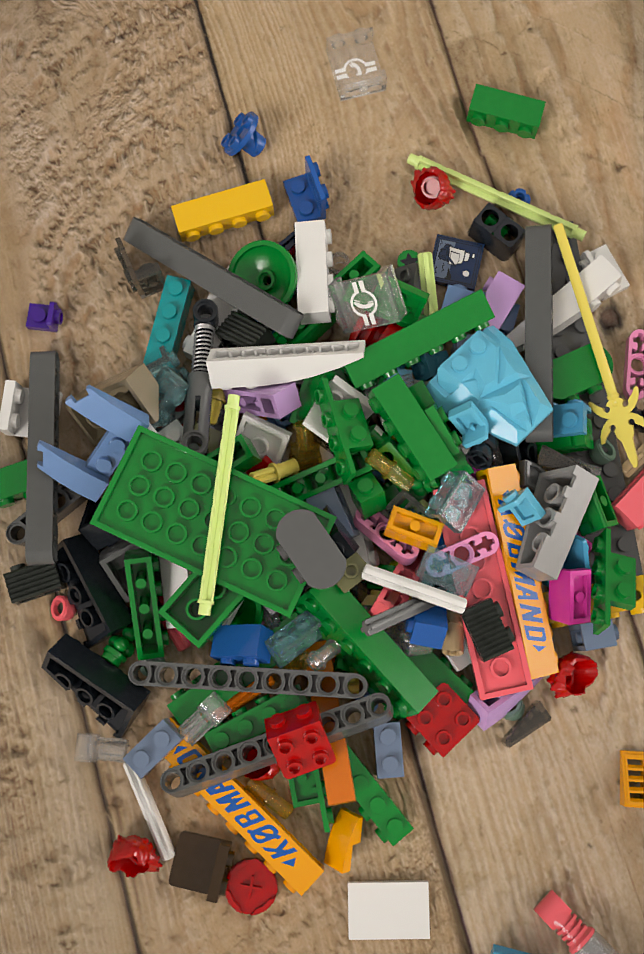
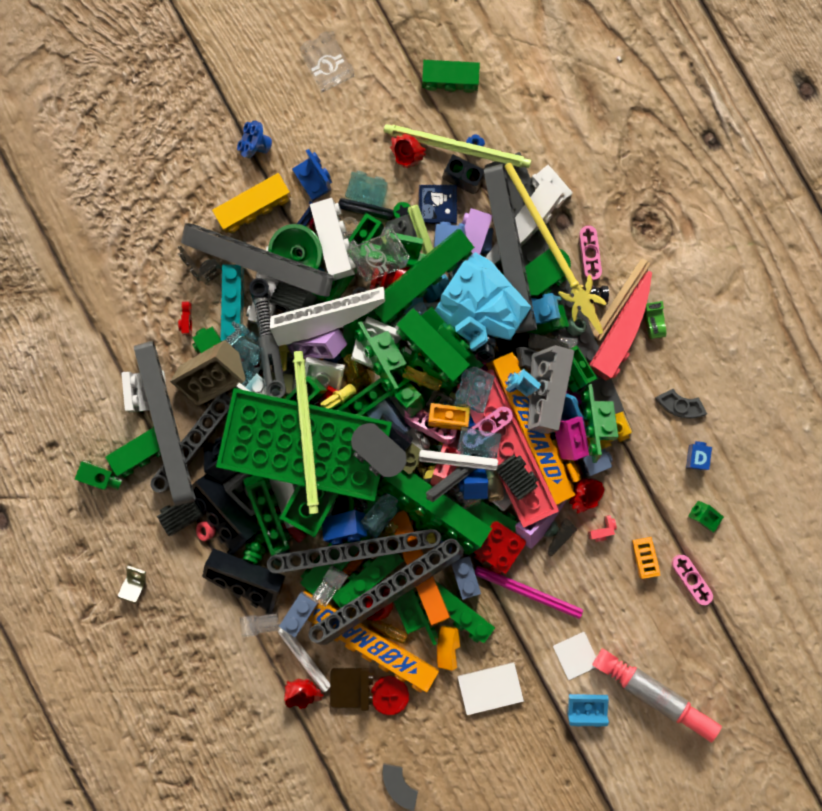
camera: 15 degrees left, 5 degrees up
(44, 317) = (135, 315): dark purple bracket -> none
(92, 476) = (205, 431): medium blue wedge -> none
(104, 339) = (185, 323): none -> red plate
(122, 361) = (205, 339): none -> green brick
(299, 740) = (400, 585): red bracket -> none
(318, 659) = (404, 521): clear pin -> none
(357, 246) = (364, 208): none -> black axle
(370, 225) = (366, 189): none -> clear light blue bracket
(468, 789) = (528, 592): none -> dark pink axle
(513, 891) = (575, 655): none -> white sticker
(561, 640) = (573, 471): none -> light orange slope
(580, 733) = (600, 534): none -> coral bracket

